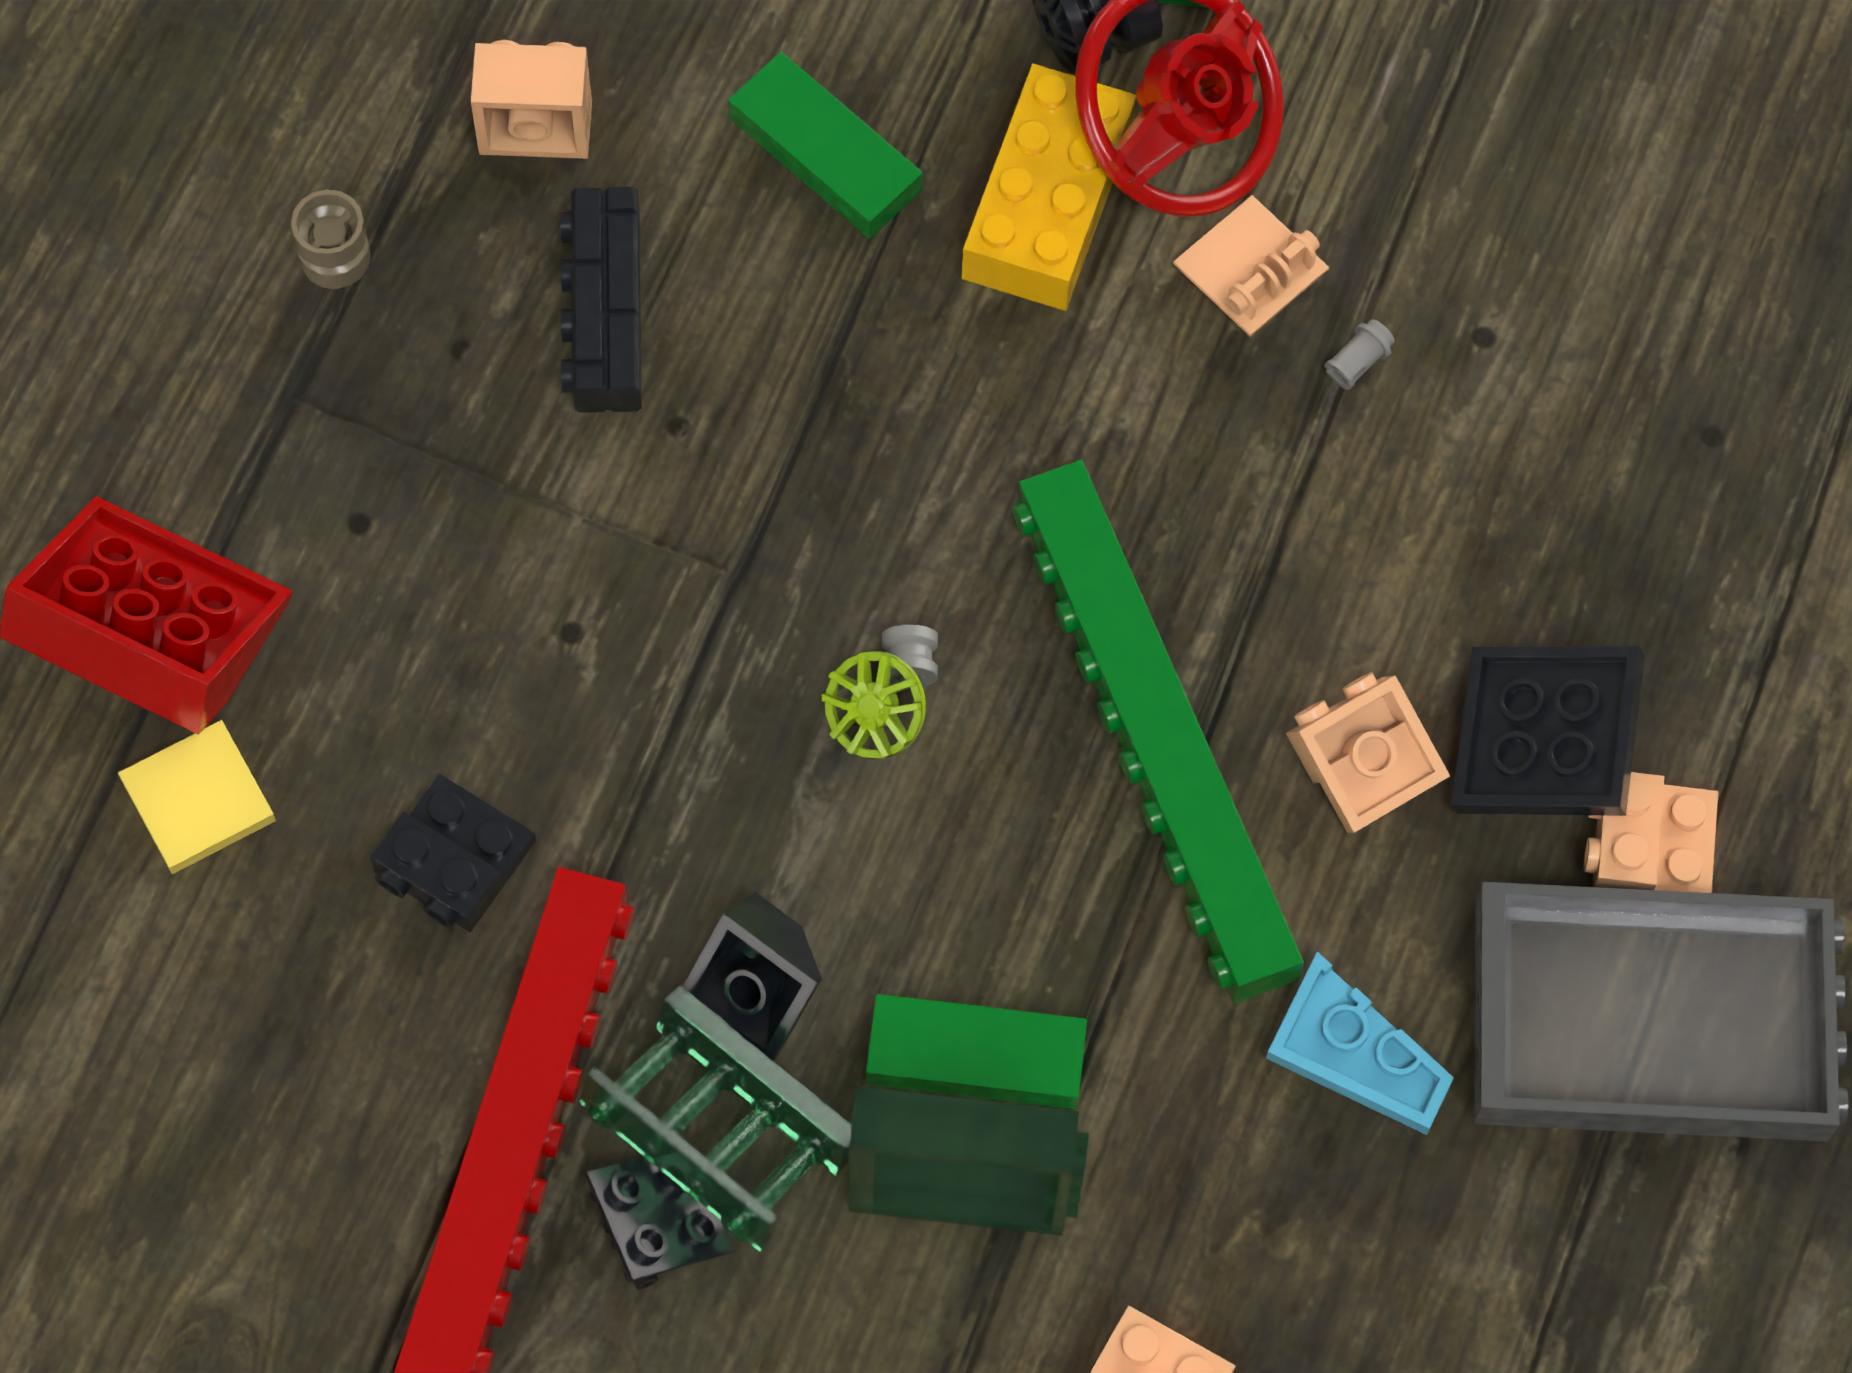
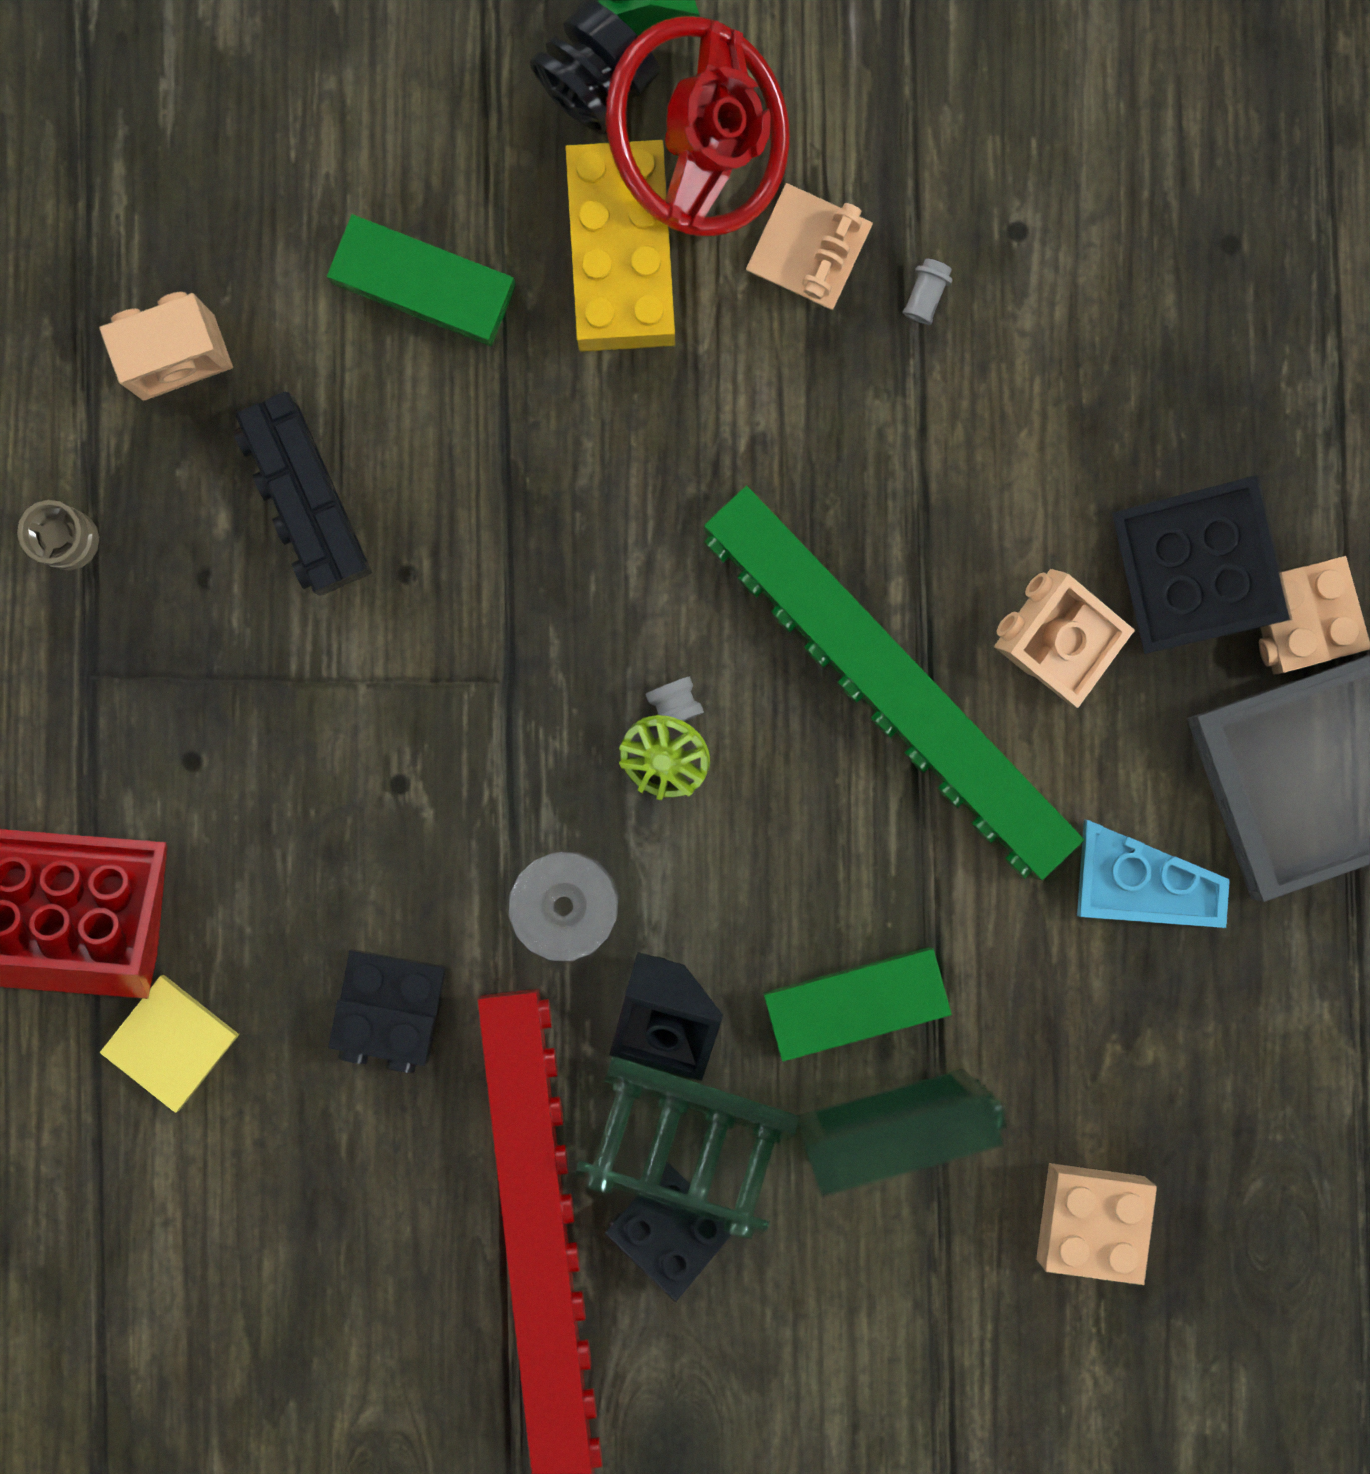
camera: 20 degrees left, 20 degrees up
(697, 810) = (538, 921): none -> clear wheel

